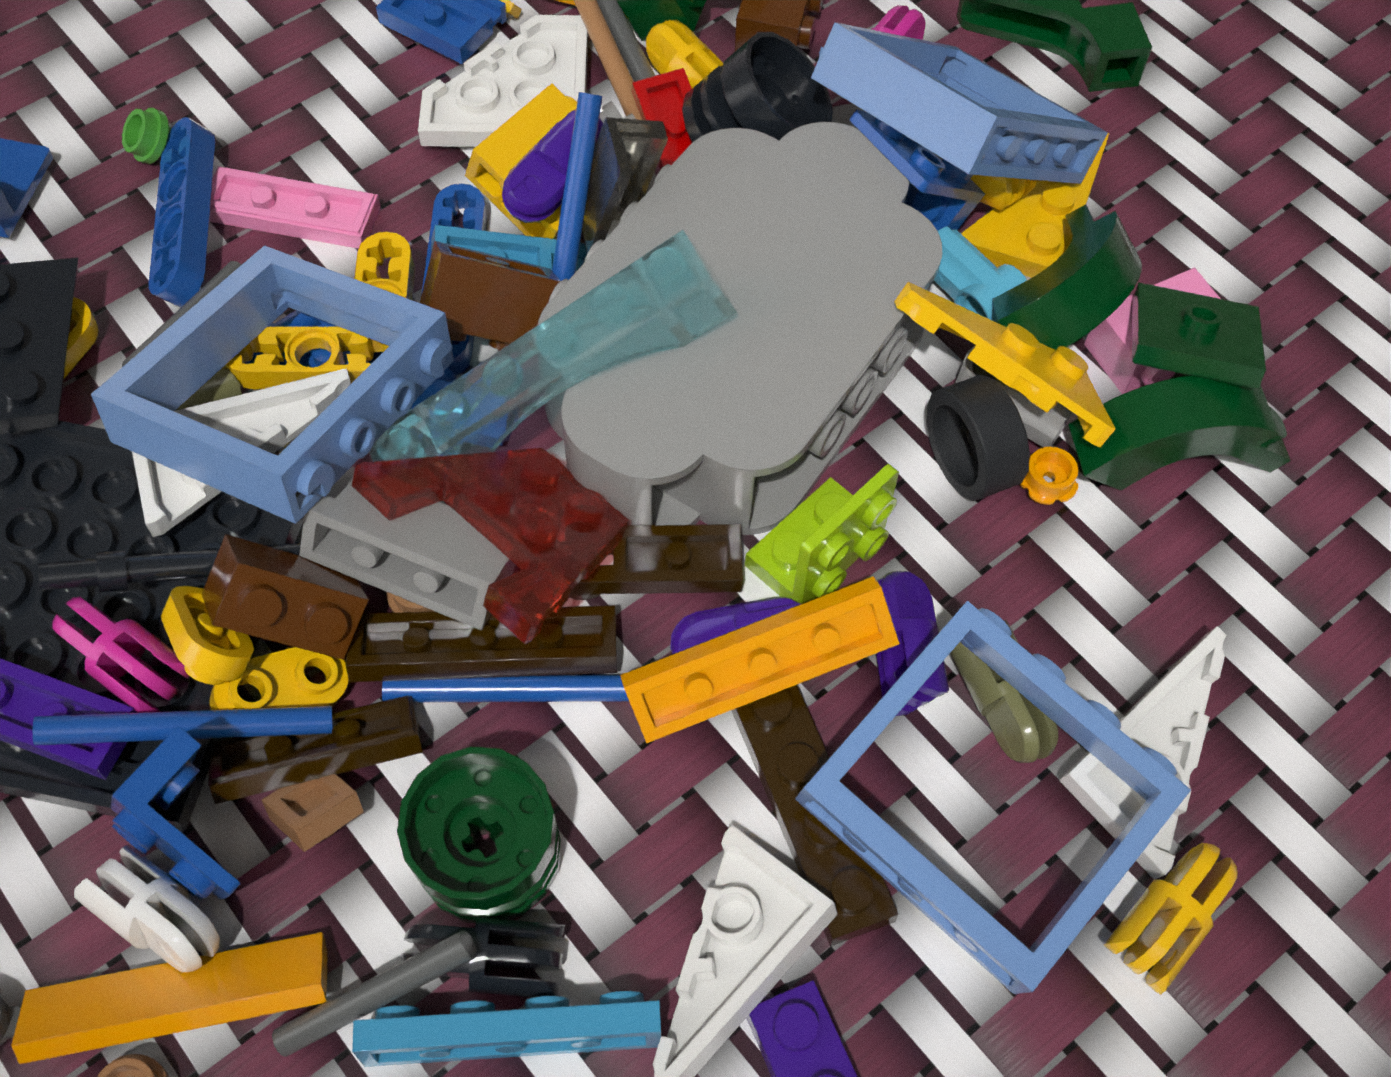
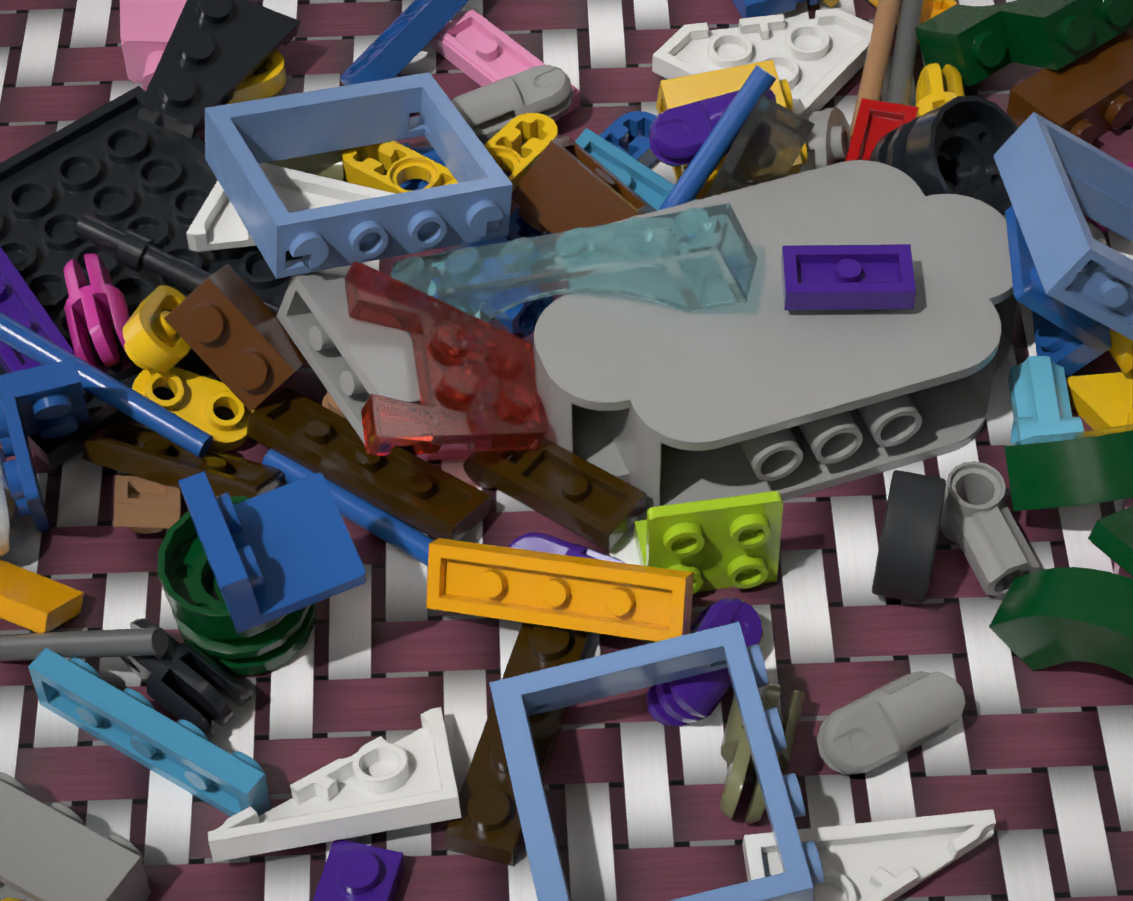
camera: 40 degrees right, 10 degrees down
(341, 227) = (535, 90): none -> light grey arm
(528, 791) = (274, 547): none -> blue bracket
(793, 243) = (847, 277): none -> dark purple plate
(1016, 359) = (986, 483): yellow wing -> none
(1059, 466) = (964, 601): light orange plate -> none
(1080, 601) = (889, 721): none -> light grey arm

